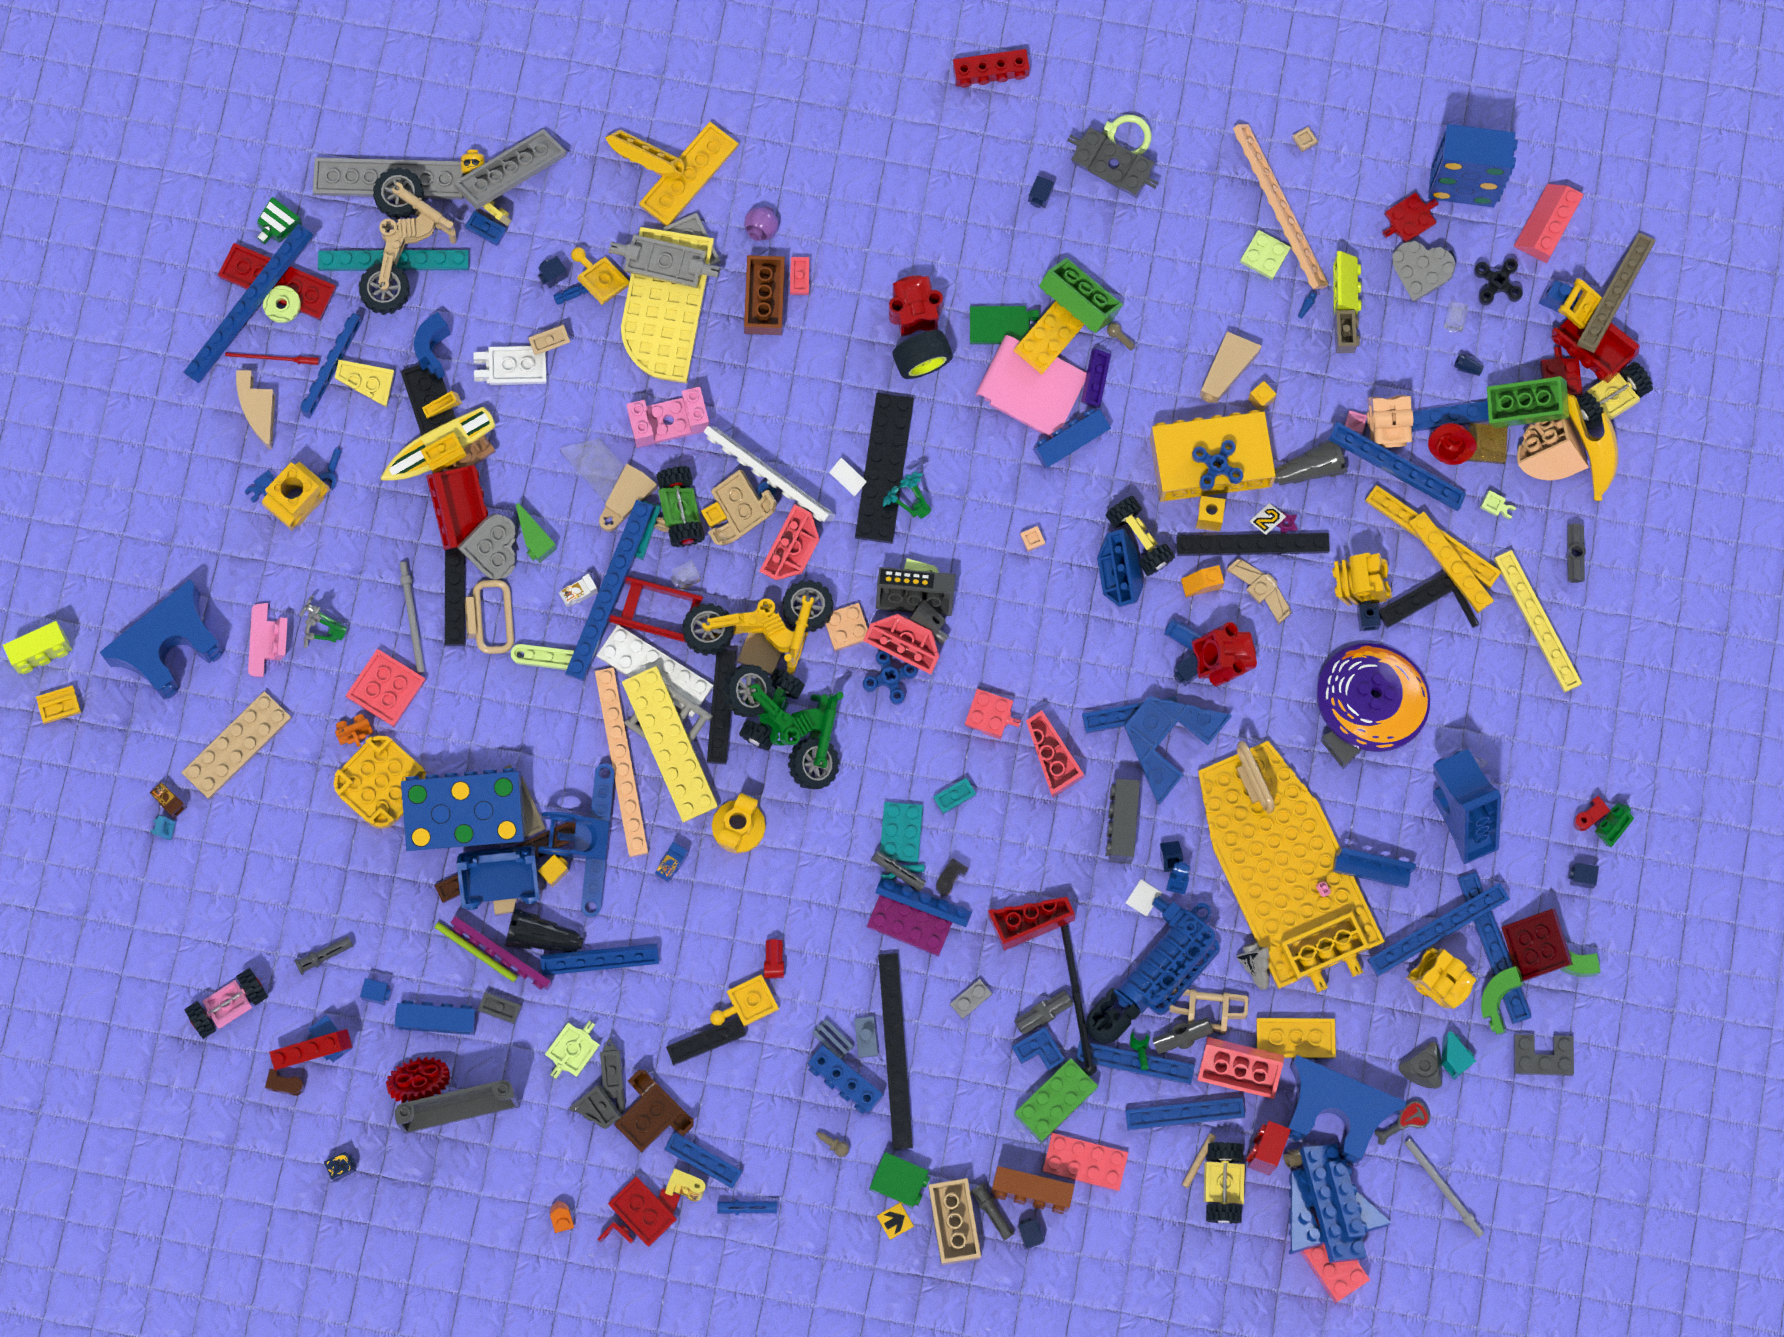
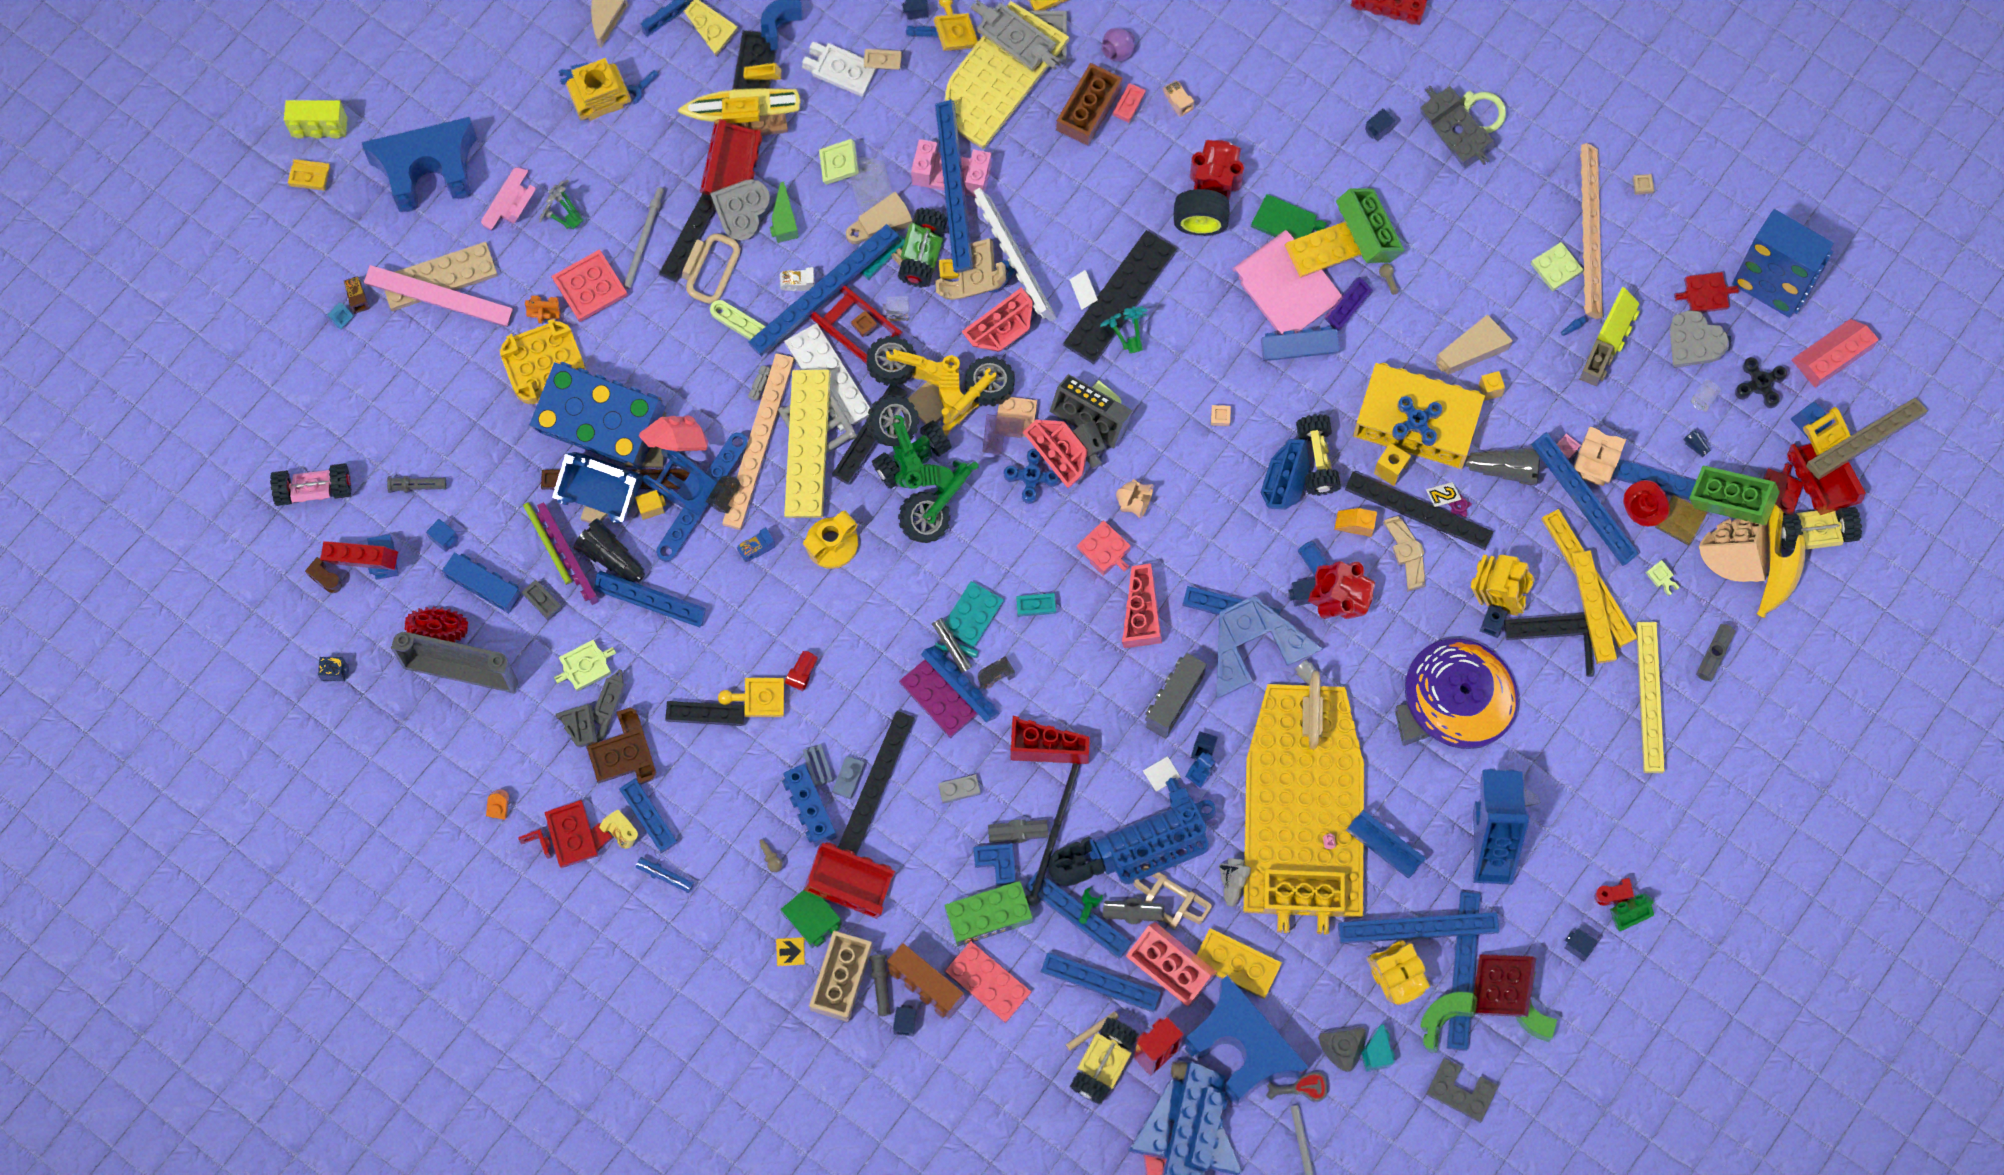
camera: 30 degrees right, 5 degrees down
(248, 765) = (438, 296): none -> bright pink tile
(548, 796) = (675, 434): none -> coral wedge
(559, 459) = (838, 161): none -> yellowish green plate
(593, 706) = (759, 383): none -> light grey axle
(617, 828) = (723, 493): none -> clear smoke leg
(663, 605) = (864, 324): none -> dark orange tile
(680, 433) = (954, 186): none -> blue plate
(838, 645) = (998, 427): none -> clear purple plate
(843, 250) = (1178, 98): none -> light nougat leg
(917, 1131) = (849, 879): none -> red panel
(994, 653) = (1134, 497): none -> light nougat helmet
(1226, 742) = (1305, 670): none -> light grey cone

